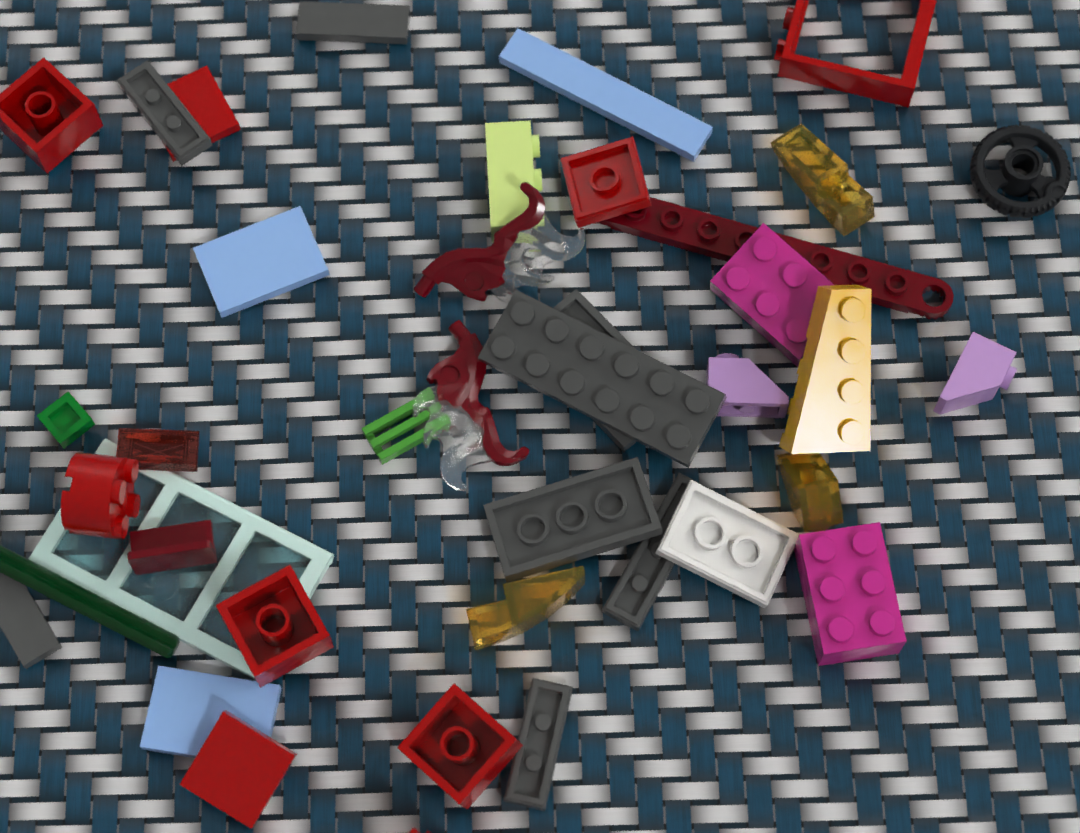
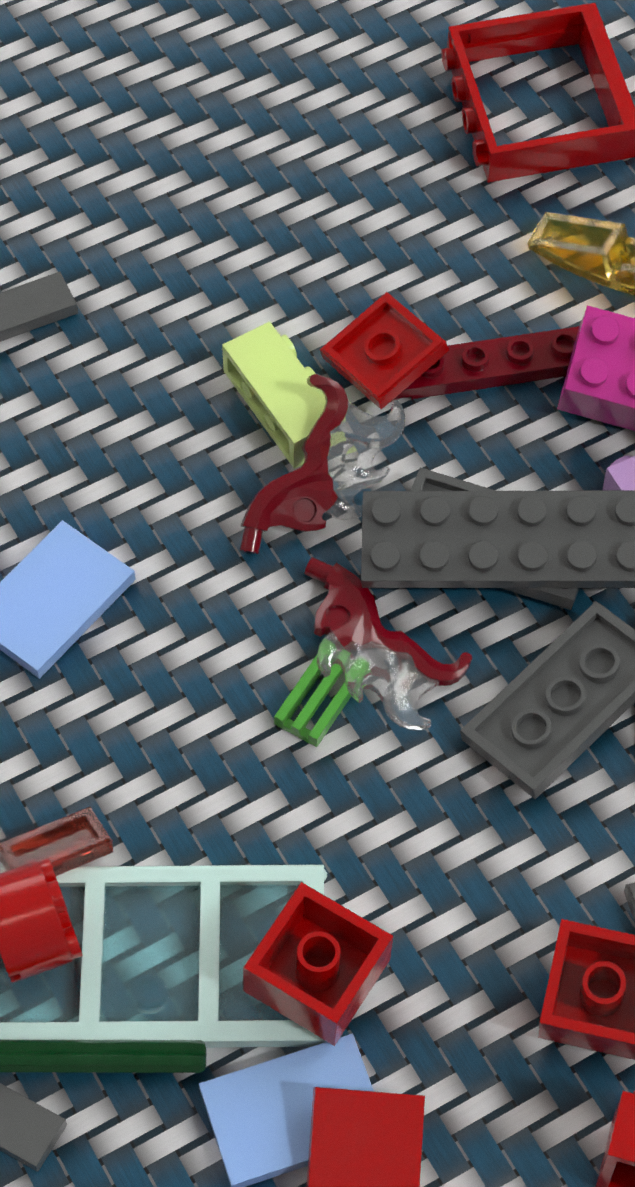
camera: 30 degrees left, 10 degrees down
(172, 547) = (140, 942): dark red panel -> none
(524, 606) = (566, 816): clear yellow slope -> none
(605, 94) = (323, 271): light blue tile -> none

